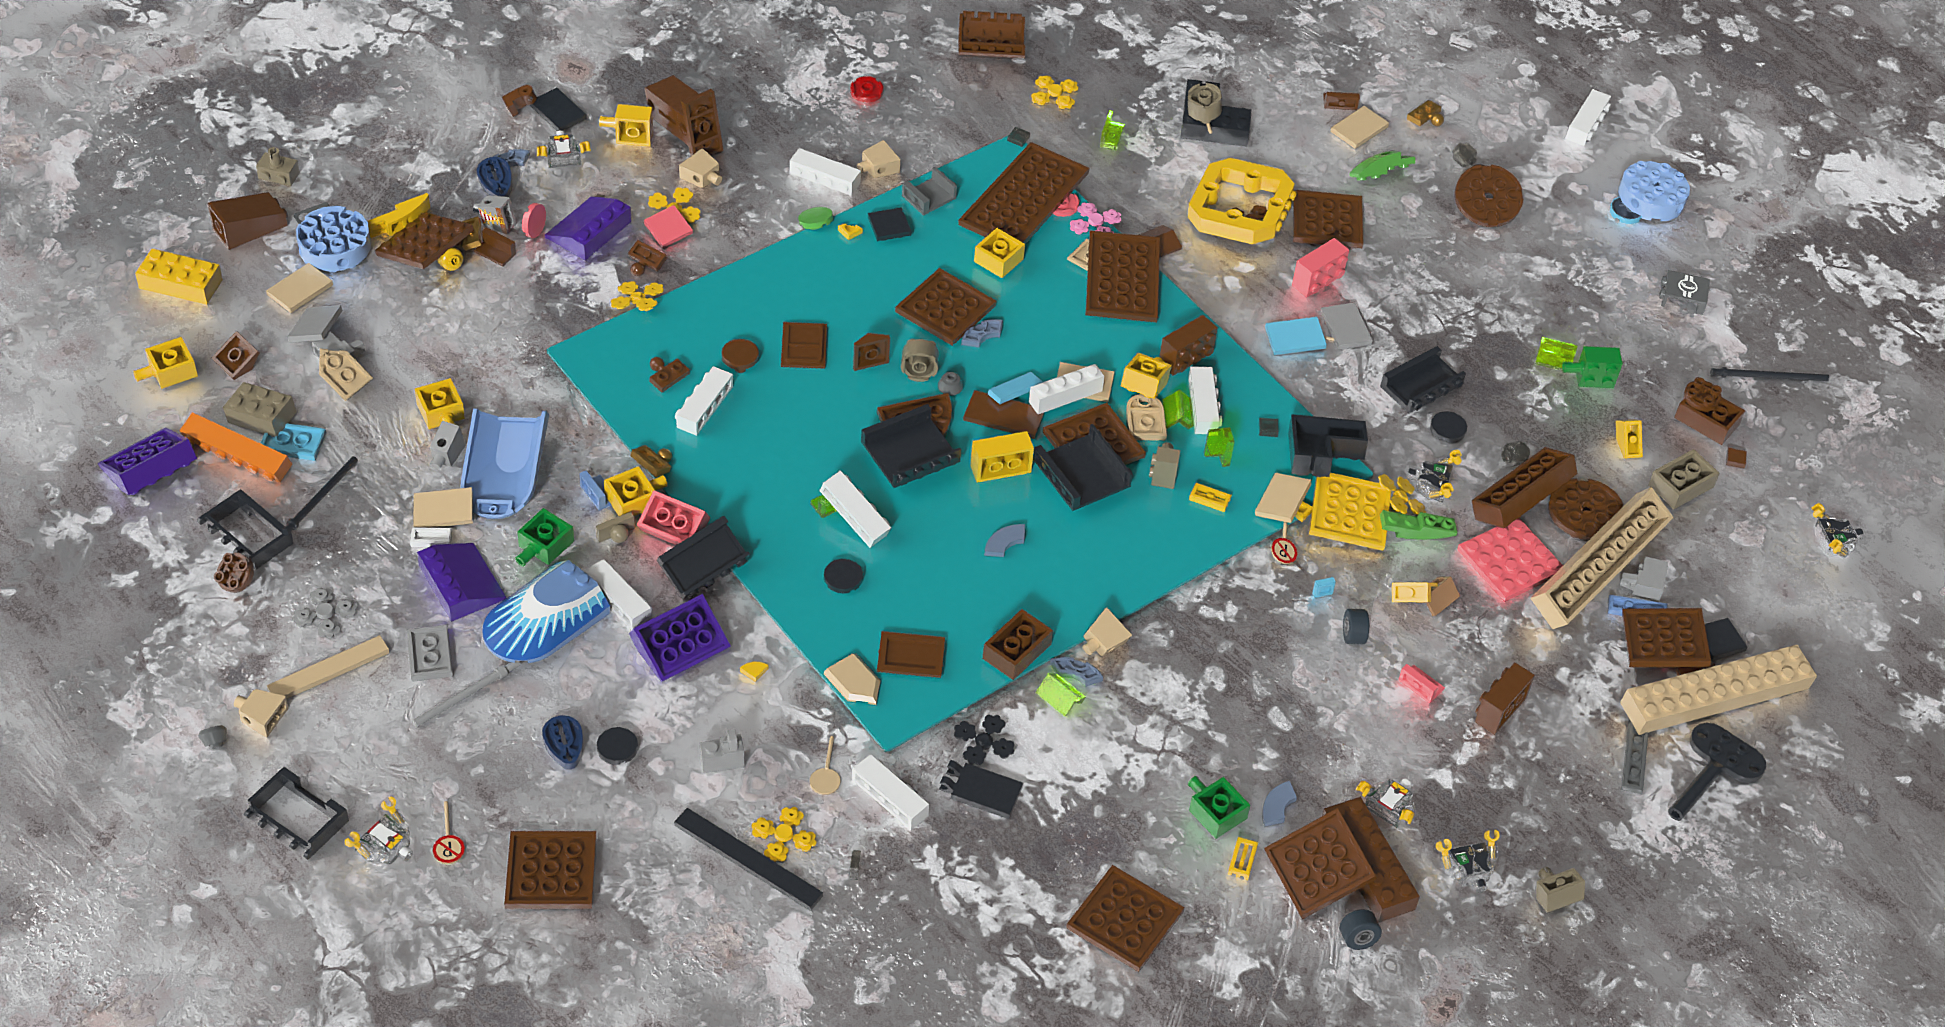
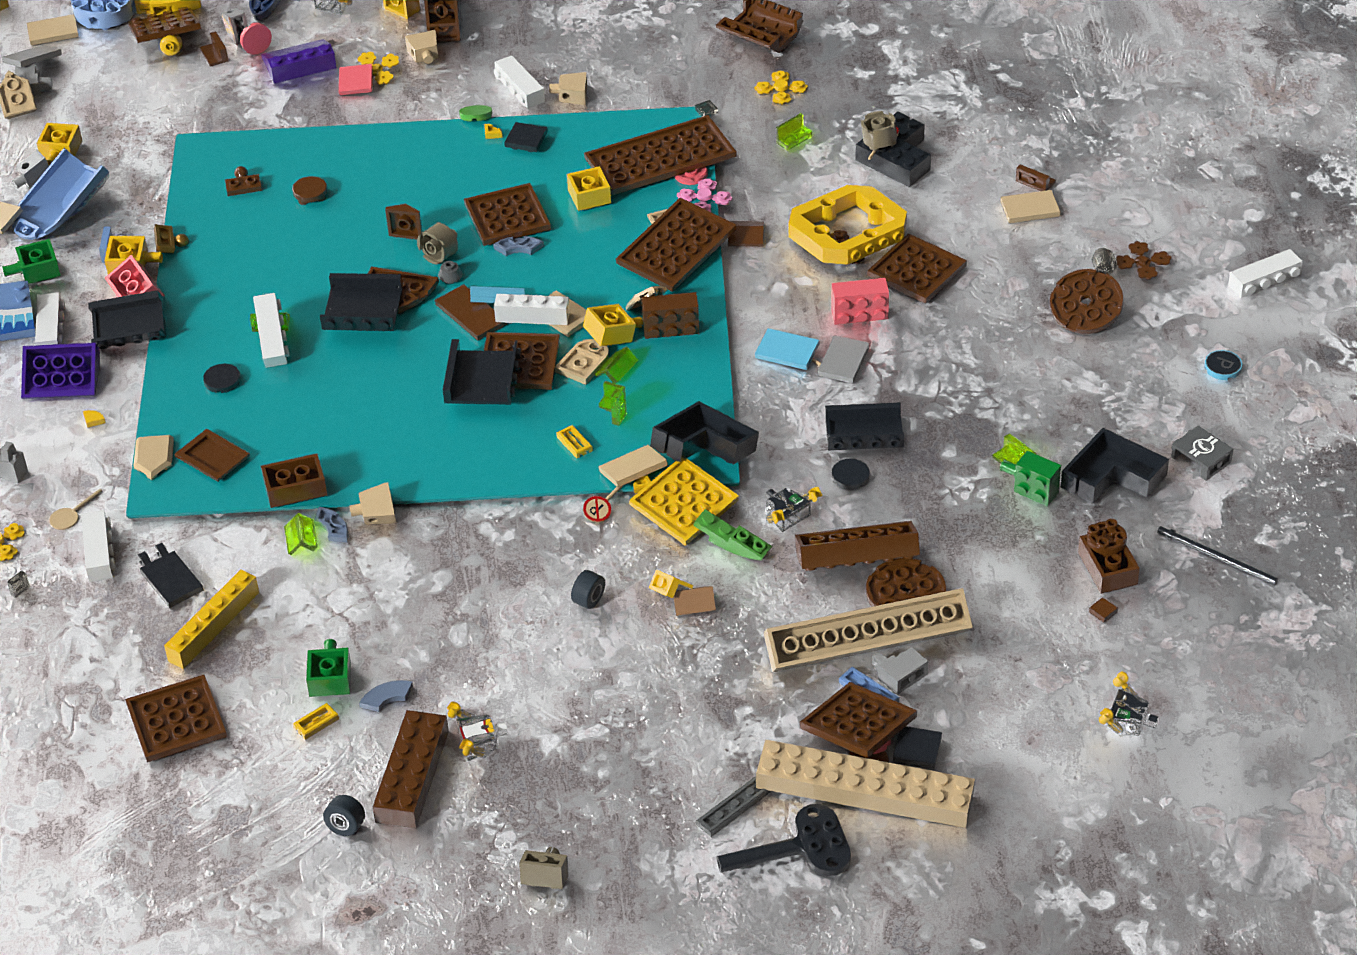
camera: 40 degrees right, 5 degrees down
(473, 239) = (202, 36): pearl gold plate -> none
(616, 528) = (93, 277): dark tan tile -> none
(637, 297) = (280, 123): yellow plant -> none
(646, 256) = (317, 95): reddish brown plate -> none
(704, 400) = (247, 211): white brick -> none
(804, 345) = (368, 202): reddish brown piece -> none
(866, 89) = (622, 33): red tile -> none
(931, 193) = (585, 127): dark grey panel -> none
(984, 740) = (206, 543): black plant -> none
(1001, 456) = (424, 338): yellow brick -> none
(1003, 539) = (372, 403): sand blue tile -> none
(1067, 810) = (211, 619): none -> yellow brick
(1151, 337) = (636, 301): none -> tan tile
(1165, 466) = (551, 398): dark tan brick -> none
(1204, 399) = (645, 364): white brick -> none
(1268, 427) = (679, 405): clear smoke tile -> none
(1320, 863) = (360, 749): reddish brown plate -> none
(1324, 587) = (598, 550): medium azure tile -> none
(1380, 163) = (1005, 239): bright green slope -> none
(1399, 496) = (739, 507): yellow plant -> none
(1420, 682) = (606, 659): coral panel -> none
(1425, 112) = (1106, 216): pearl gold plate -> none
(1470, 863) = (493, 813): torso -> none
(1490, 143) = (1143, 262): none -> reddish brown plant
(1503, 697) = (655, 700): reddish brown brick -> none
(1510, 559) = (791, 596): coral plate -> none
(1515, 453) = (885, 514): clear smoke head -> none
(1629, 437) = (1010, 549): yellow slope -> none
(1640, 326) = (1110, 460): none -> black piece
(1654, 190) = (1261, 356): light blue brick -> none
(1683, 479) = (1022, 602): dark tan brick -> none

